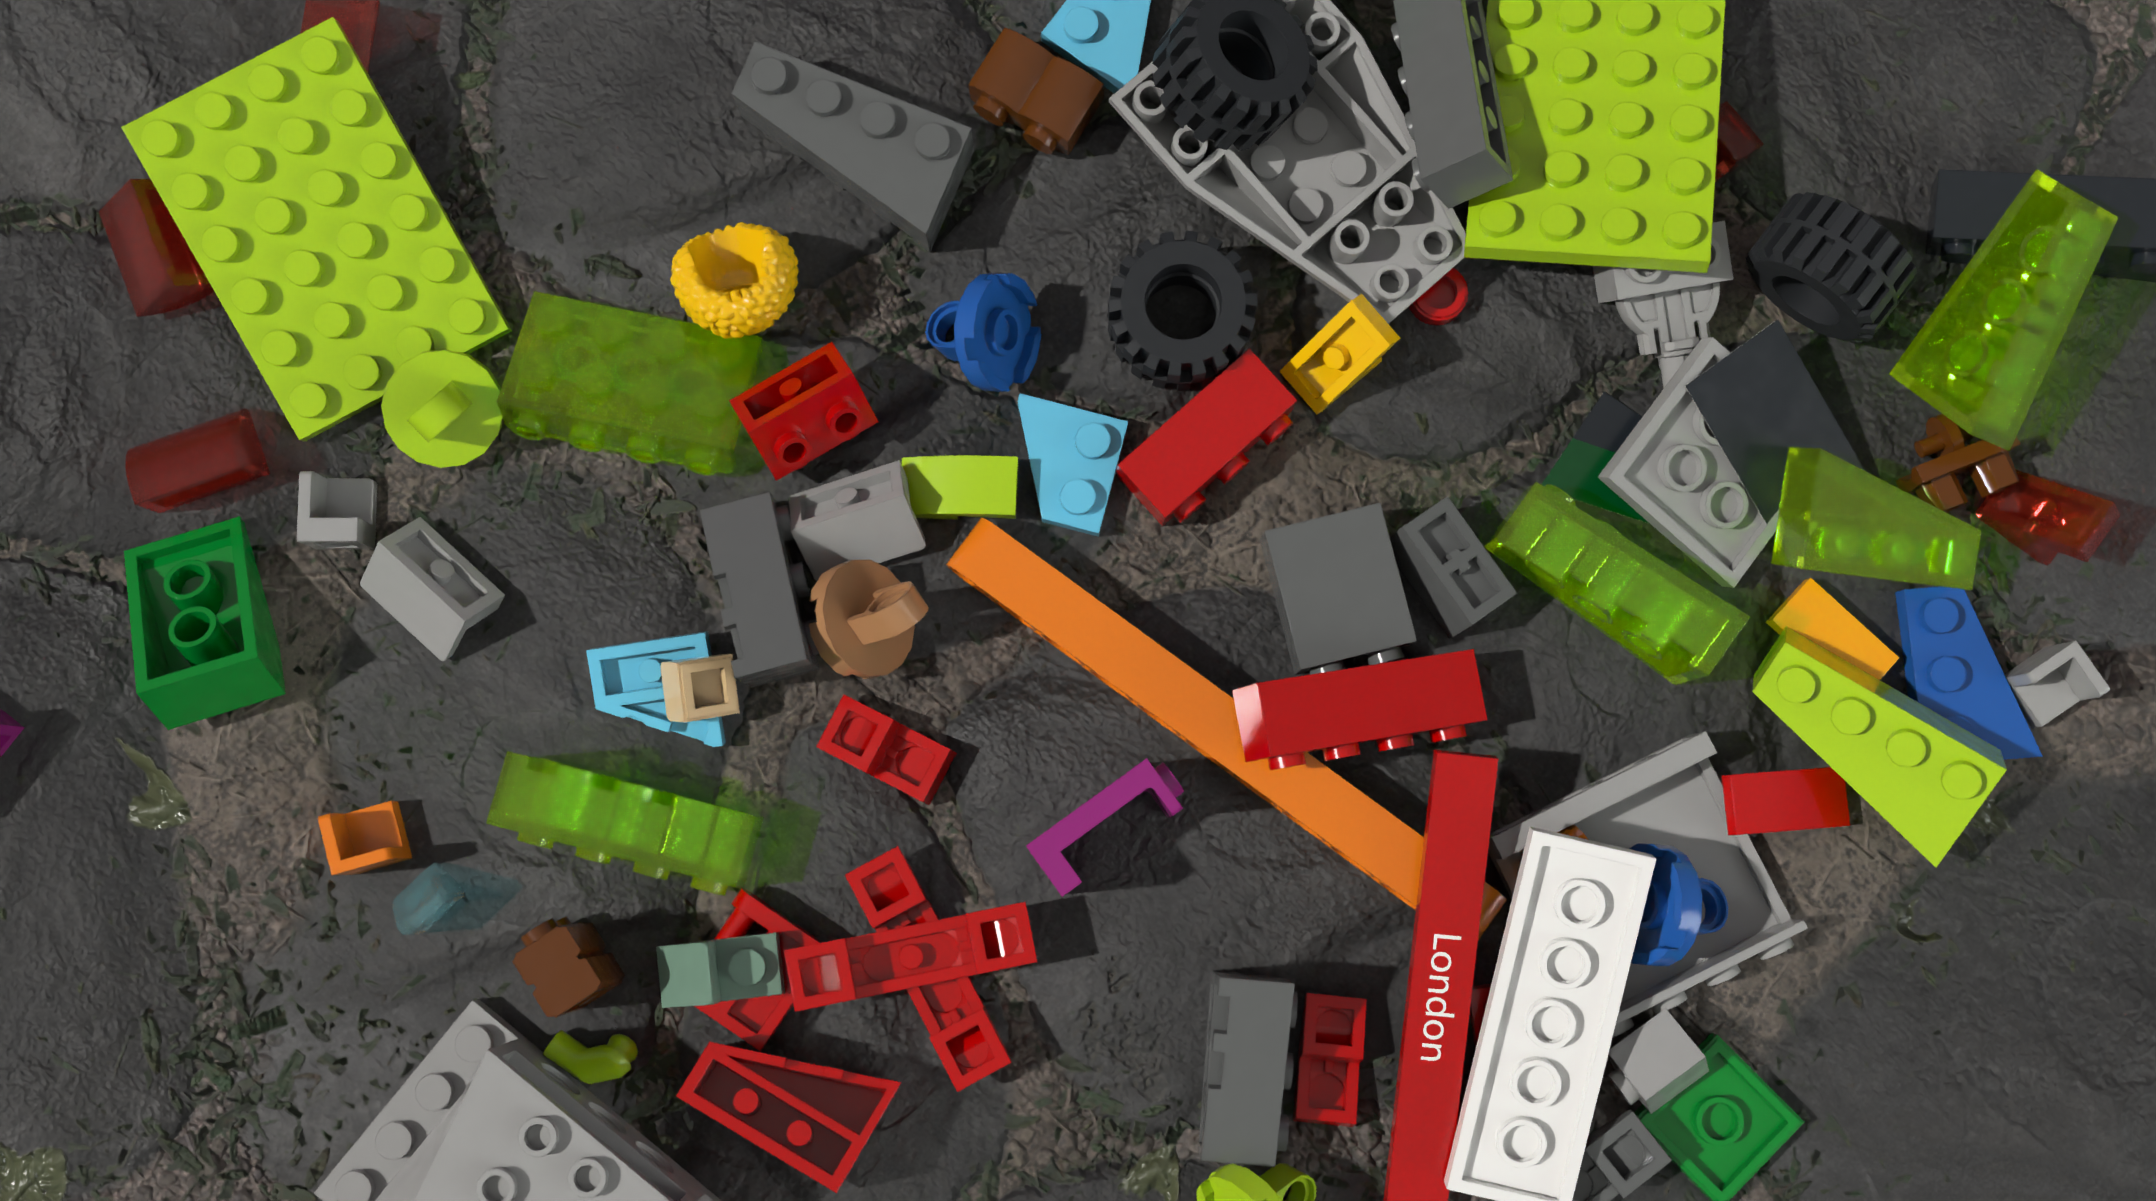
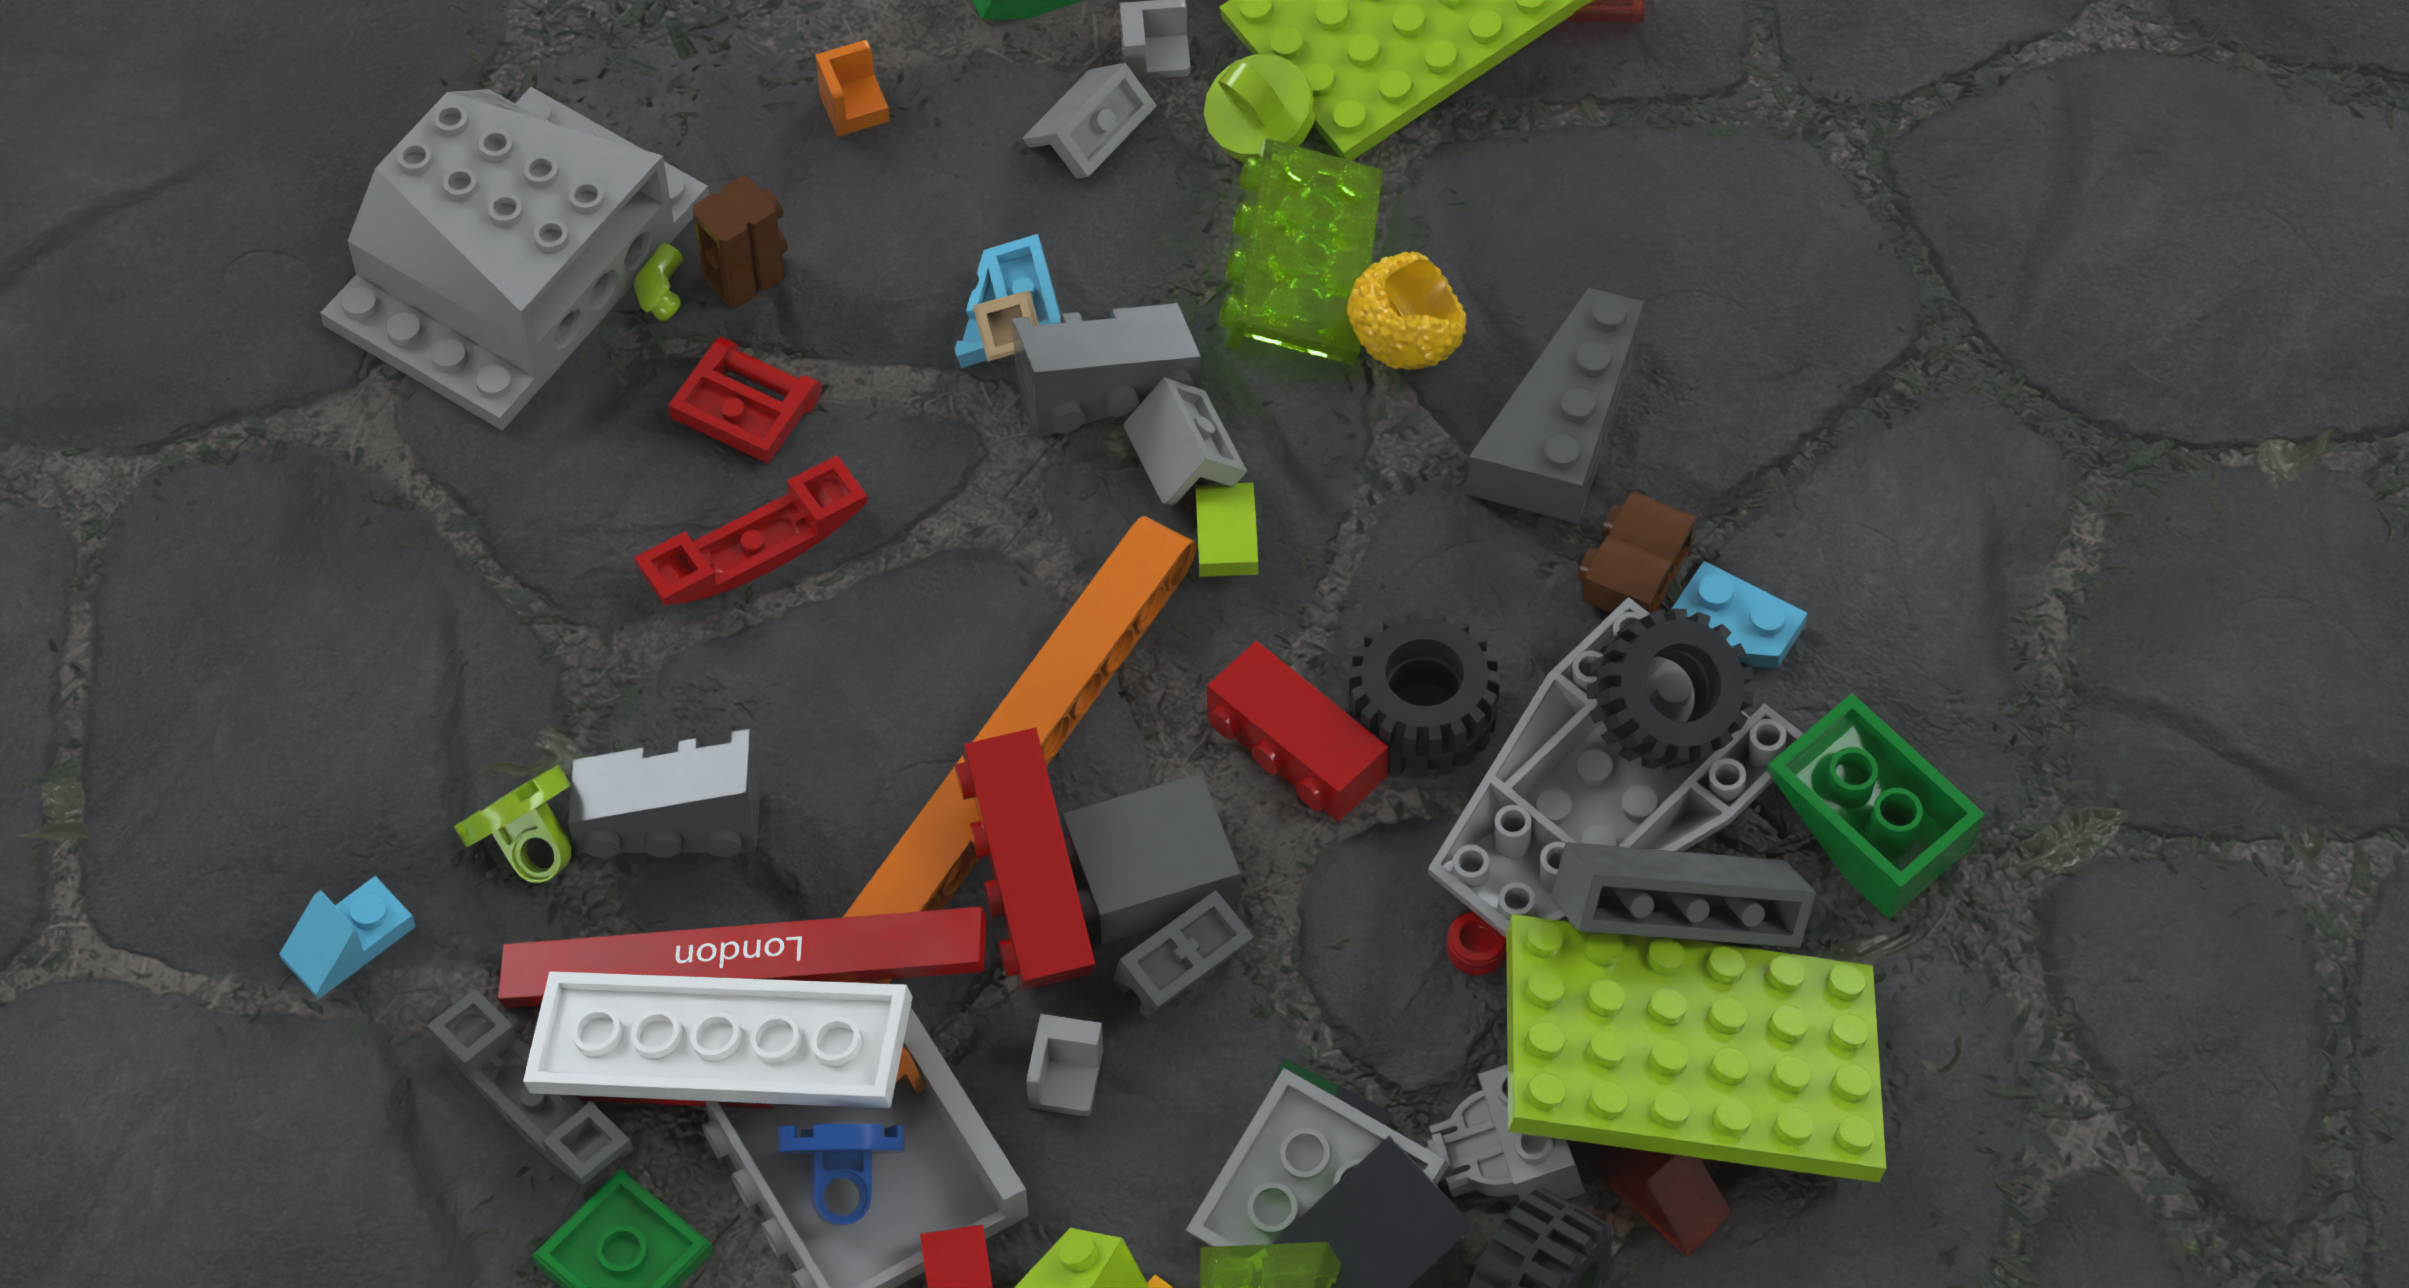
camera: 90 degrees right, 25 degrees down
(425, 900) = (795, 146): clear light blue slope -> none
(626, 821) = (879, 275): clear neon green wedge -> none
(720, 970) = (743, 365): sand green slope -> none
(790, 1108) = (611, 430): red wedge -> none
(804, 411) = (1284, 383): red brick -> none
(864, 618) = (1084, 445): medium nougat tile -> none
(886, 749) = (963, 491): red slope -> none
(910, 956) = (759, 505): red slope -> none
(990, 331) = (1380, 531): blue tile -> none
(1071, 461) = (1275, 613): medium azure wing -> none
(1142, 778) = (871, 616): magenta panel -> none
(1329, 1060) = (674, 894): red slope -> none
(1340, 354) = (1396, 846): yellow slope -> none
(1551, 689) = (1064, 1065): none -> light grey panel
(1616, 585) = (1176, 1108): clear neon green wedge -> none
(1656, 1062) = (681, 1172): light grey brick -> none

